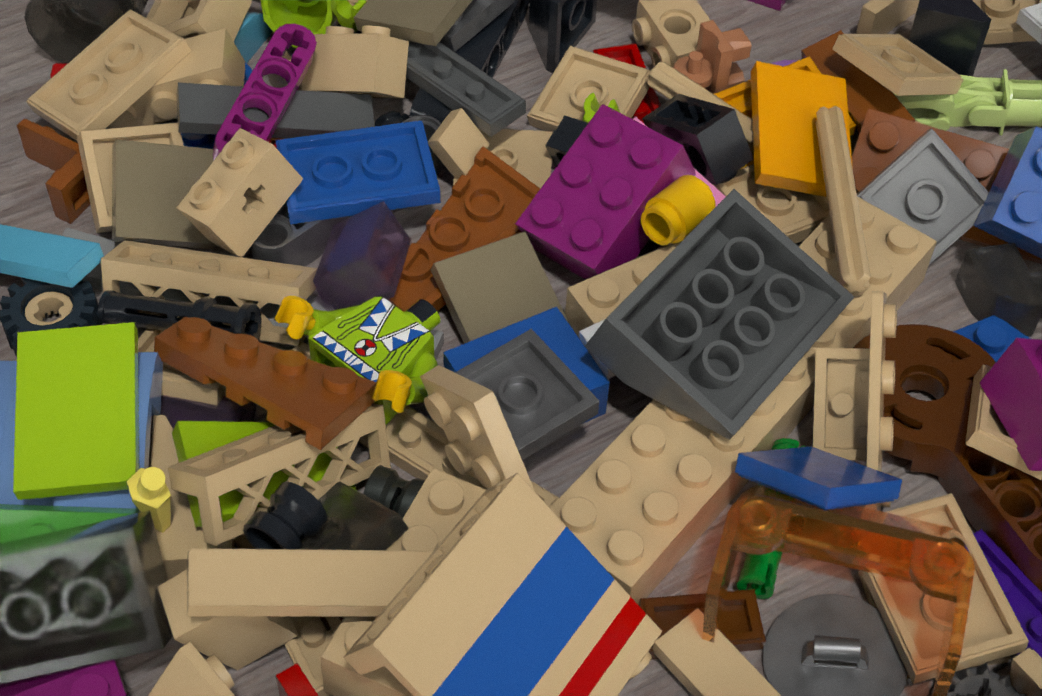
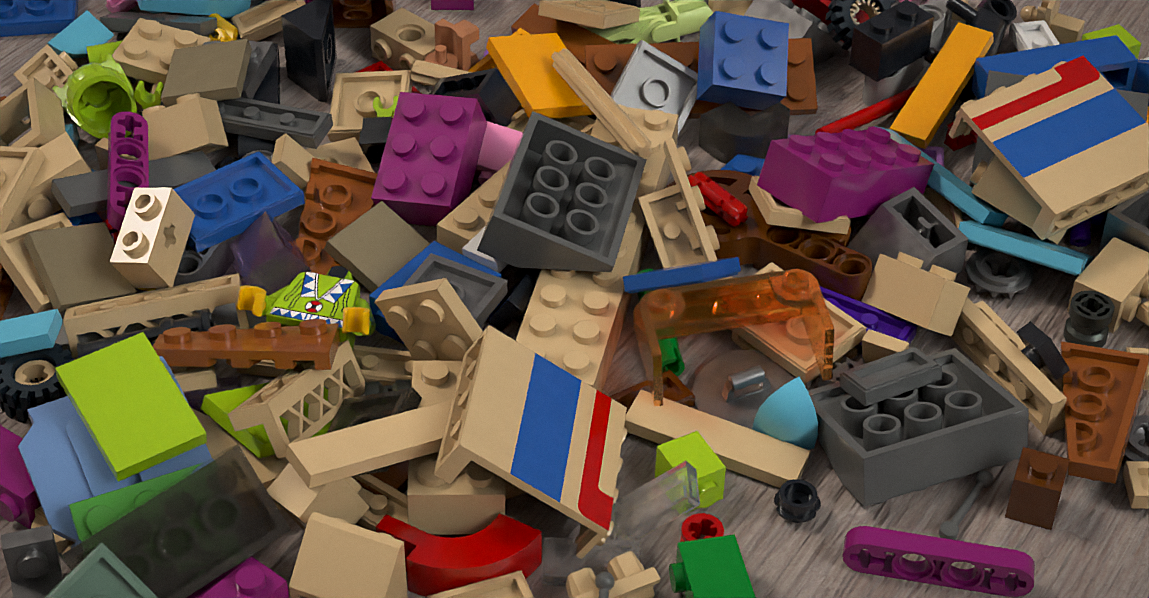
camera: 25 degrees left, 10 degrees down
(150, 493) = (221, 433): light yellow bar -> none
(288, 519) = (330, 414): black wheel -> none
(611, 421) = (514, 303): none -> black plate
(677, 210) = (491, 147): yellow brick -> none
(926, 378) = (719, 199): none -> red axle

